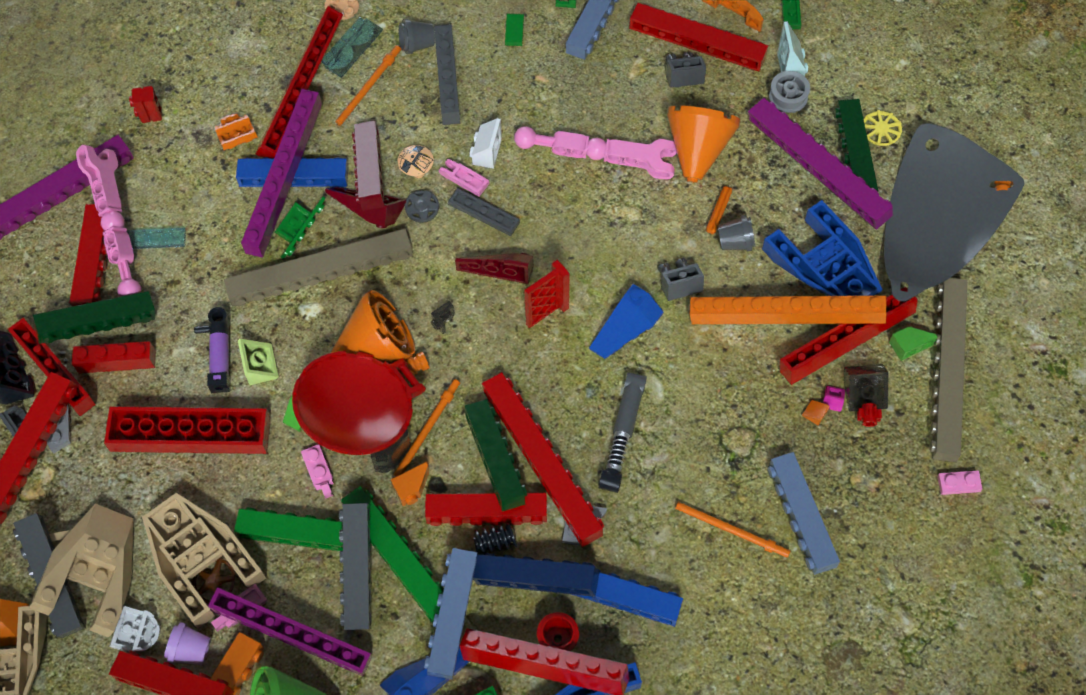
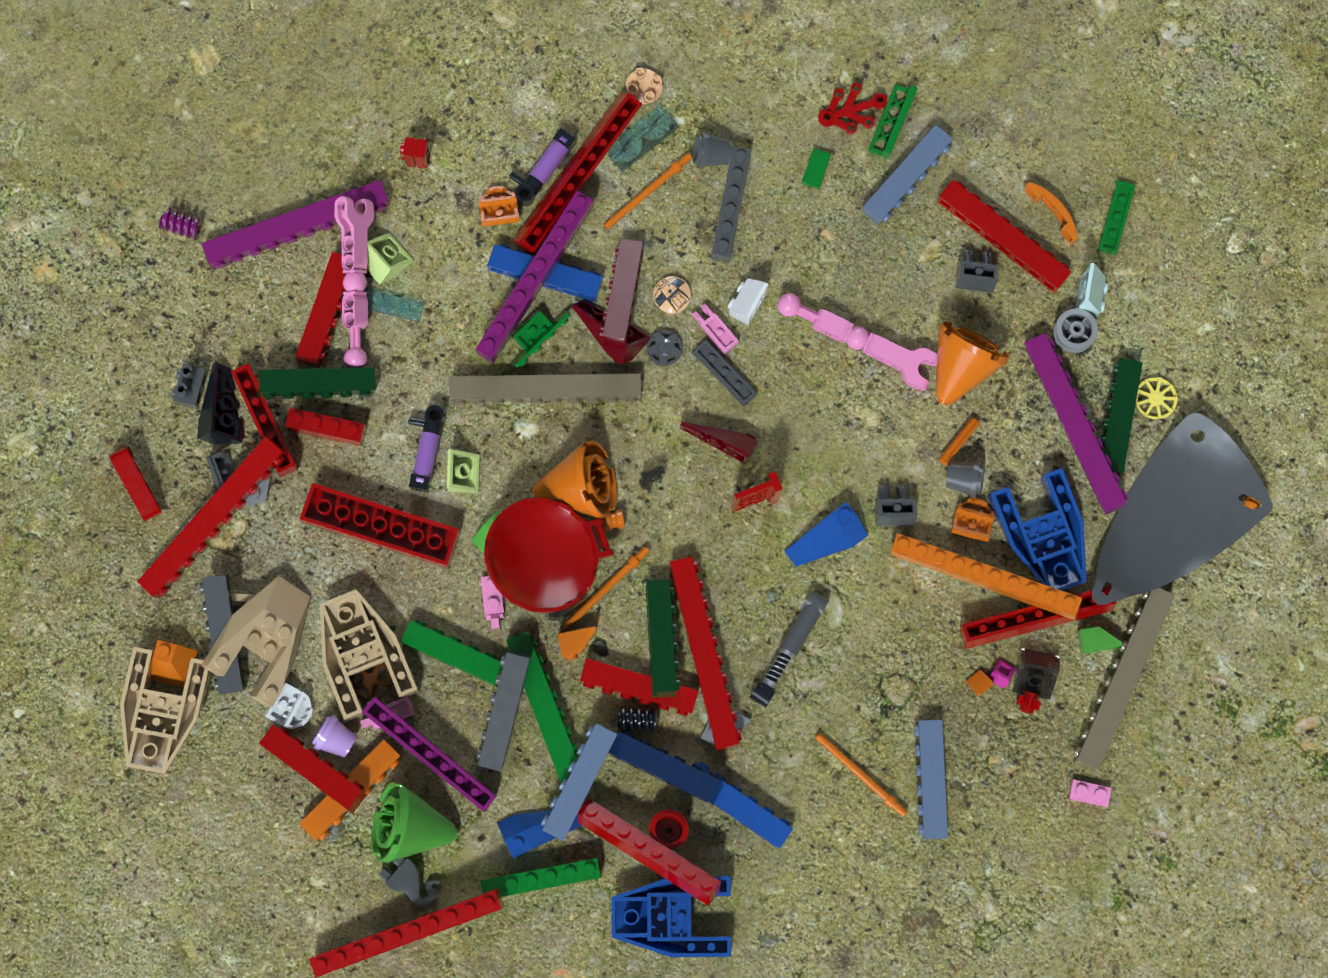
camera: 10 degrees right, 15 degrees up
(139, 199) = (386, 258): none -> yellowish green slope
(280, 67) = (561, 145): none -> piece
(757, 270) = (973, 519): none -> orange slope

